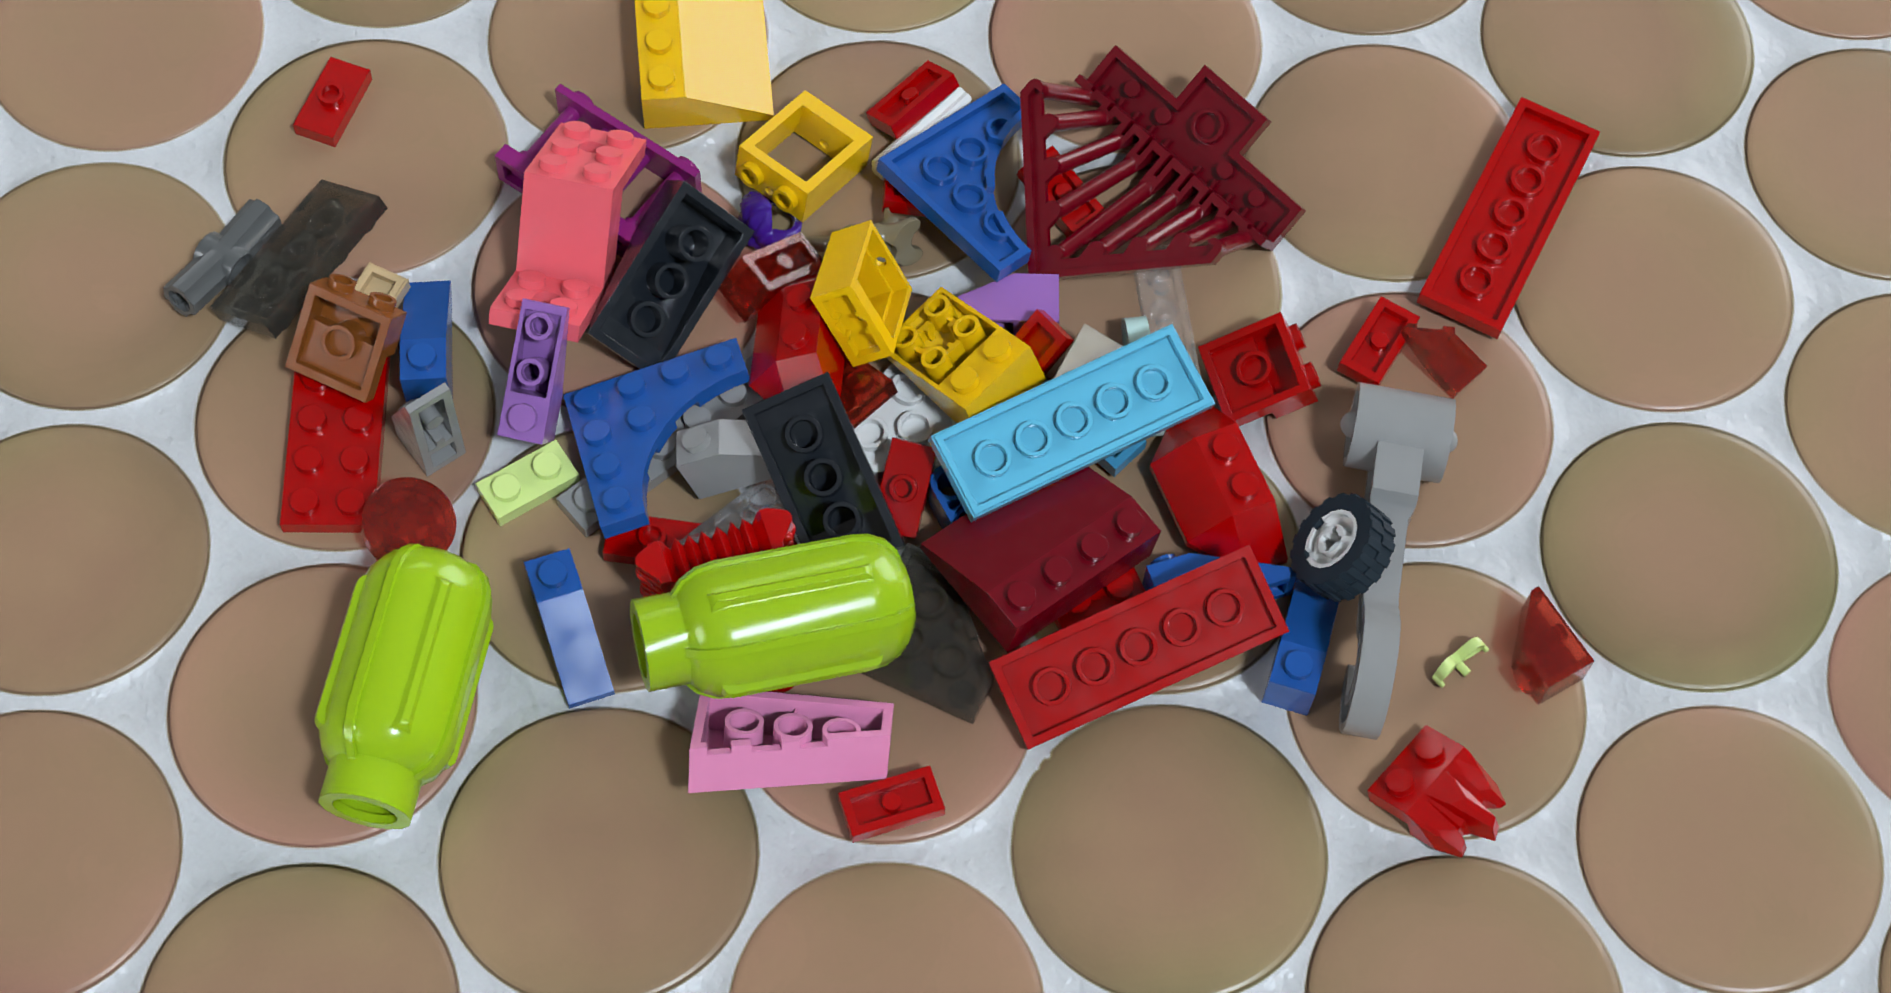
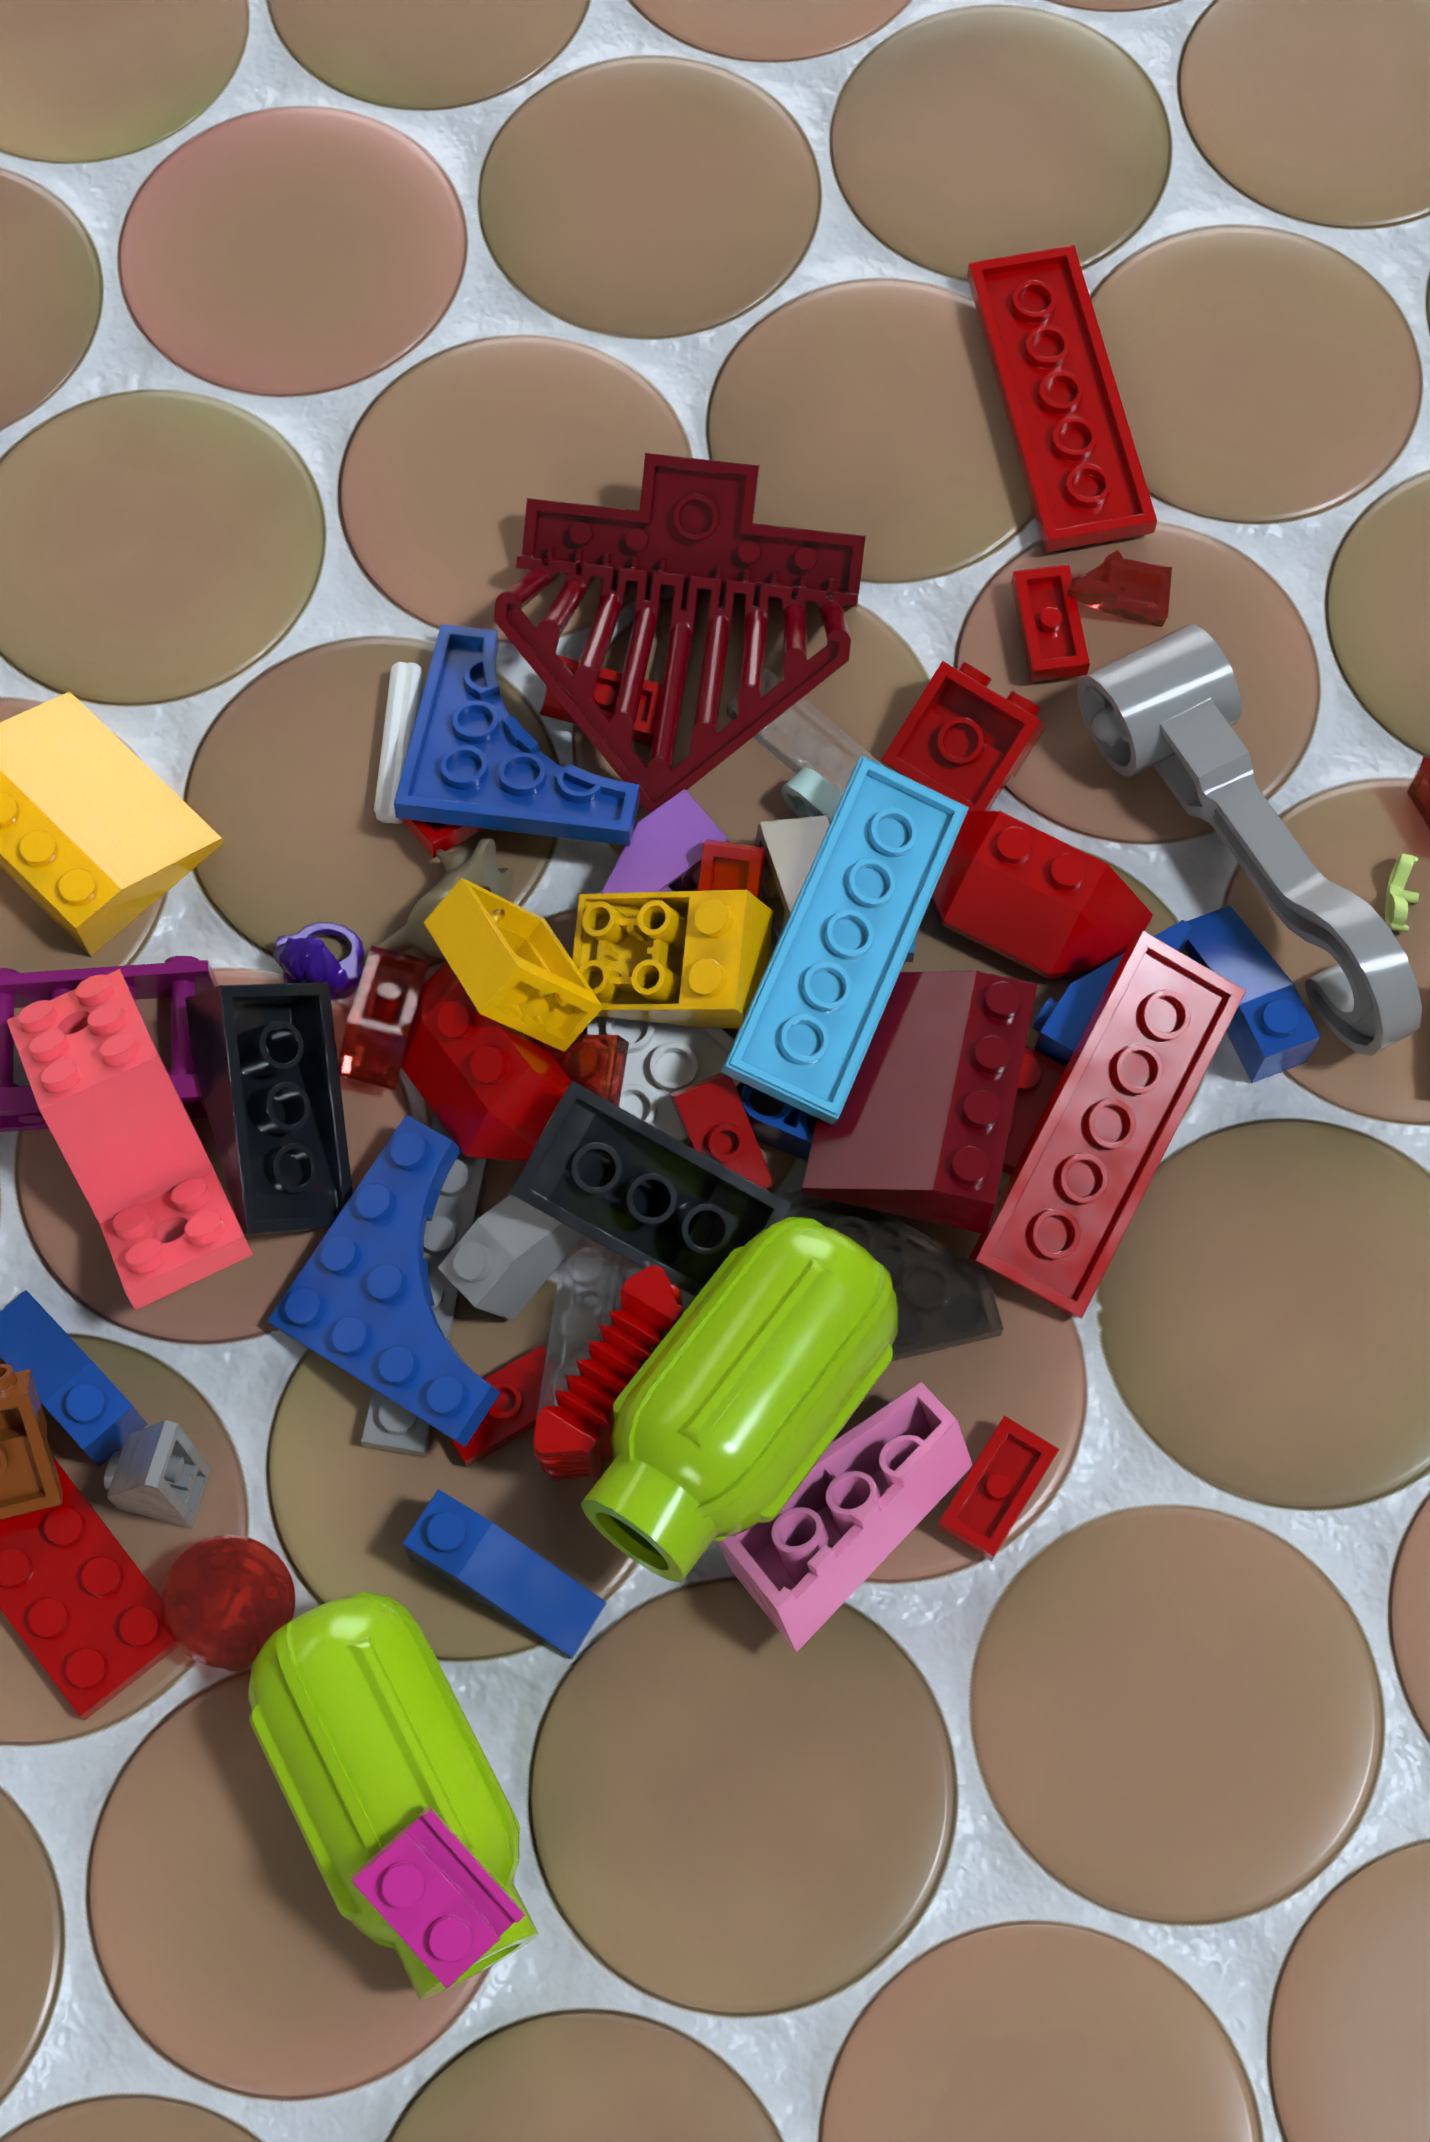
camera: 35 degrees left, 5 degrees up
(366, 740) = (437, 1896): none -> dark pink plate
(527, 482) = (312, 1448): yellowish green plate -> none
(536, 373) = (232, 1324): medium lavender slope -> none
(822, 128) = (300, 813): yellow window -> none
(912, 99) = (359, 712): red plate -> none
(1342, 547) = (1245, 879): black wheel -> none

